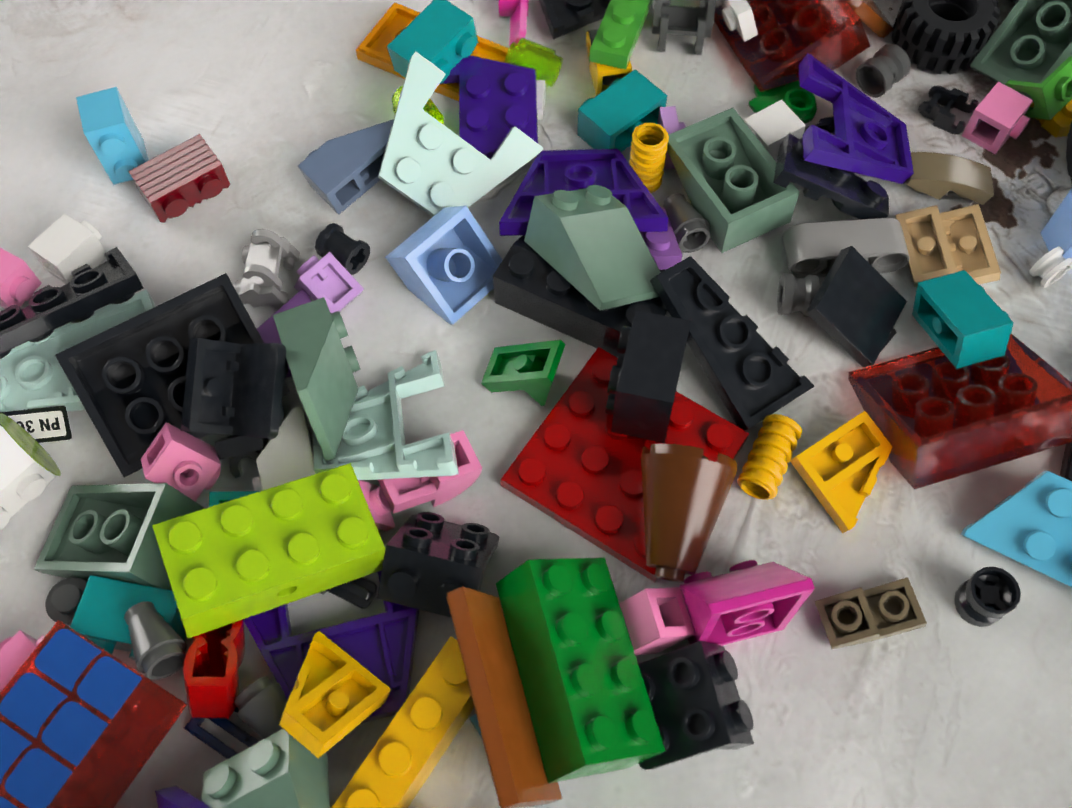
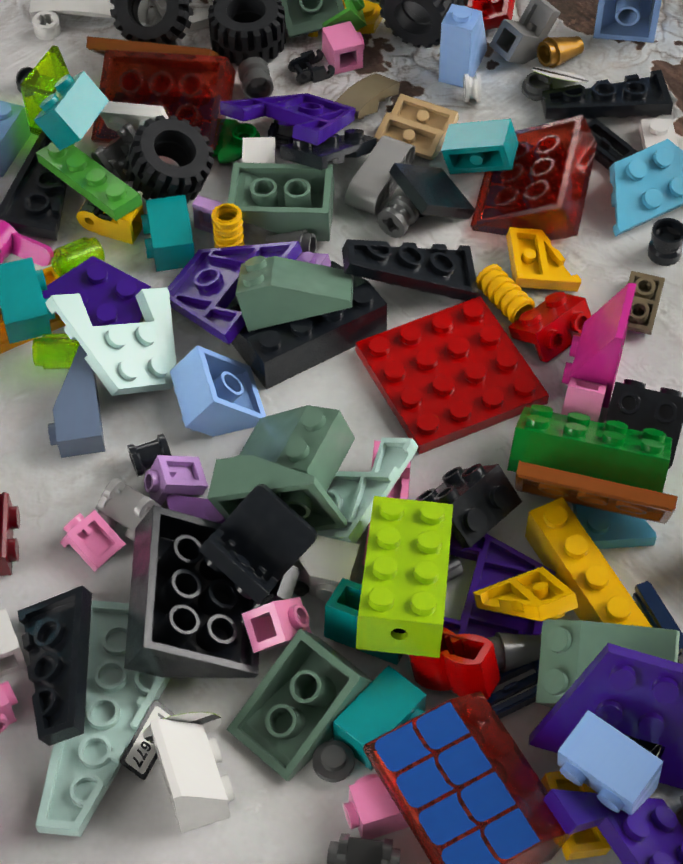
camera: 60 degrees left, 10 degrees down
(154, 642) = (422, 686): dark grey cone -> none
(217, 255) = (92, 539): none -> bright pink bracket
(399, 368) = (304, 440): none -> sand green slope
(524, 368) = (350, 381): green slope -> none
(646, 375) = (419, 309): black brick -> none
(681, 505) = (520, 342): reddish brown cone -> none
(710, 30) = (173, 140): none -> black tyre
(763, 530) = (552, 324): none -> red bracket

